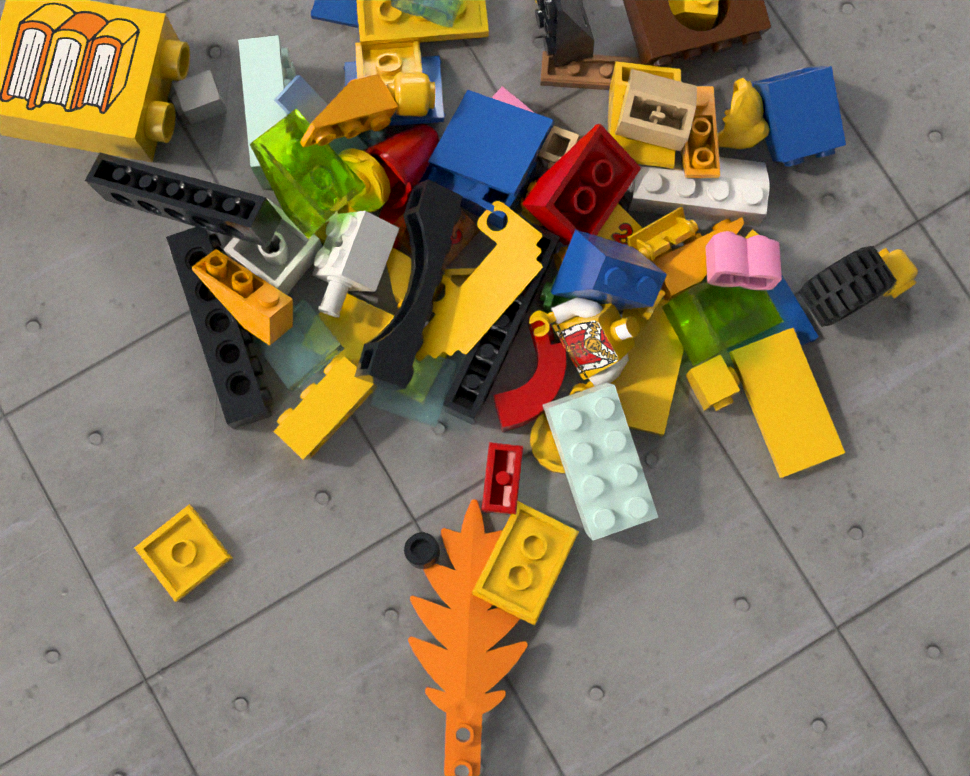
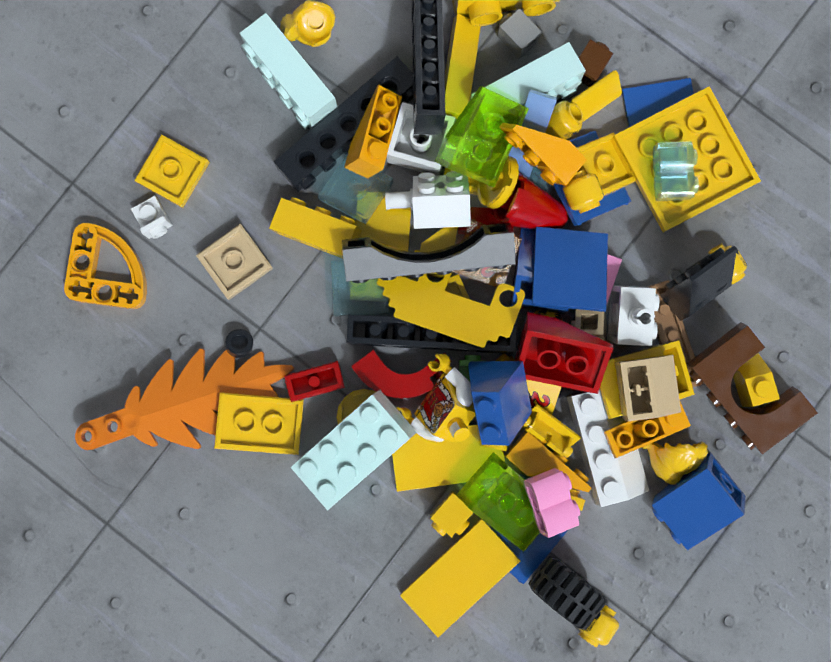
camera: 70 degrees right, 5 degrees up
(81, 323) = (309, 23): none -> yellow hair
(130, 366) = (288, 71): none -> light aqua brick
(191, 162) = (460, 65): none -> yellow tile
(229, 598) = (152, 218): none -> white bracket
(266, 704) = (87, 276): none -> light orange beam
(267, 23) = (594, 60): none -> reddish brown brick
(308, 46) = (599, 95): none -> yellow slope
(323, 80) = (565, 120): none -> yellow head
(323, 519) = (234, 262): none -> tan plate
(570, 96) = (632, 315): none -> white brick

